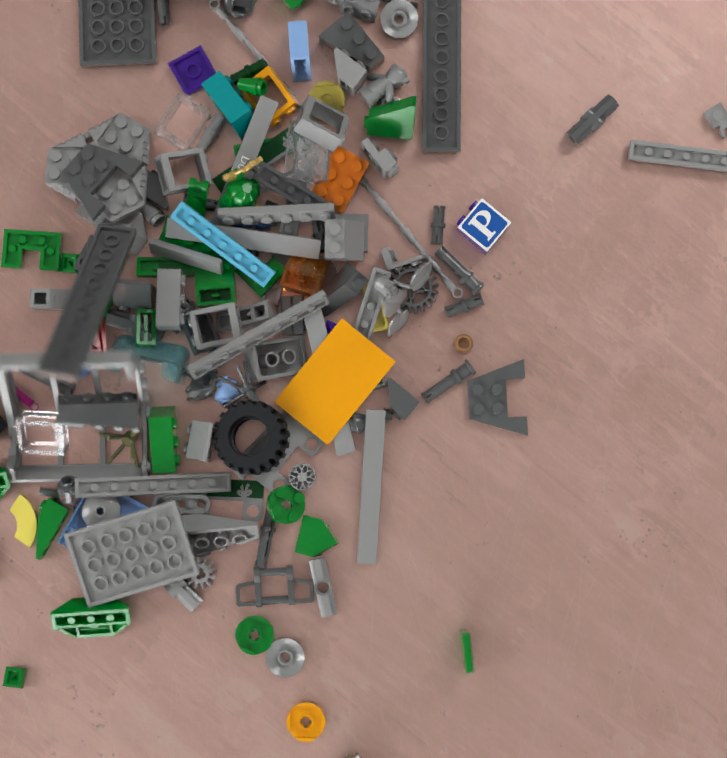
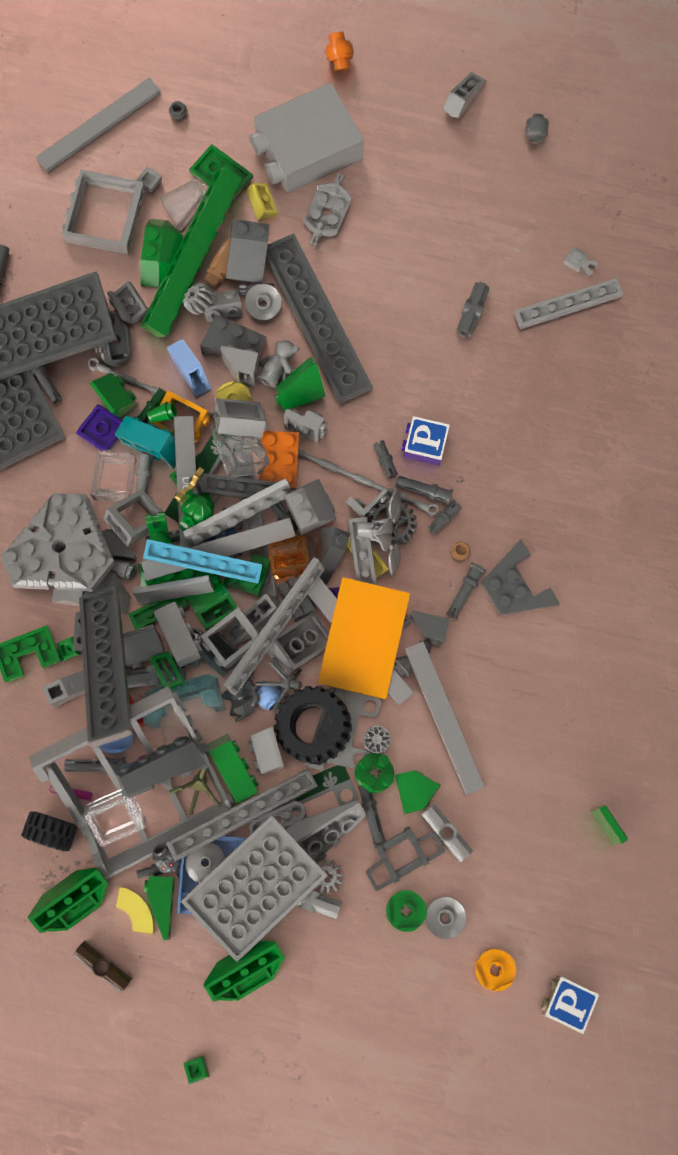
camera: 30 degrees left, 10 degrees down
(92, 169) = (50, 552): dark grey wing -> none
(218, 45) = (114, 394): none -> green slope

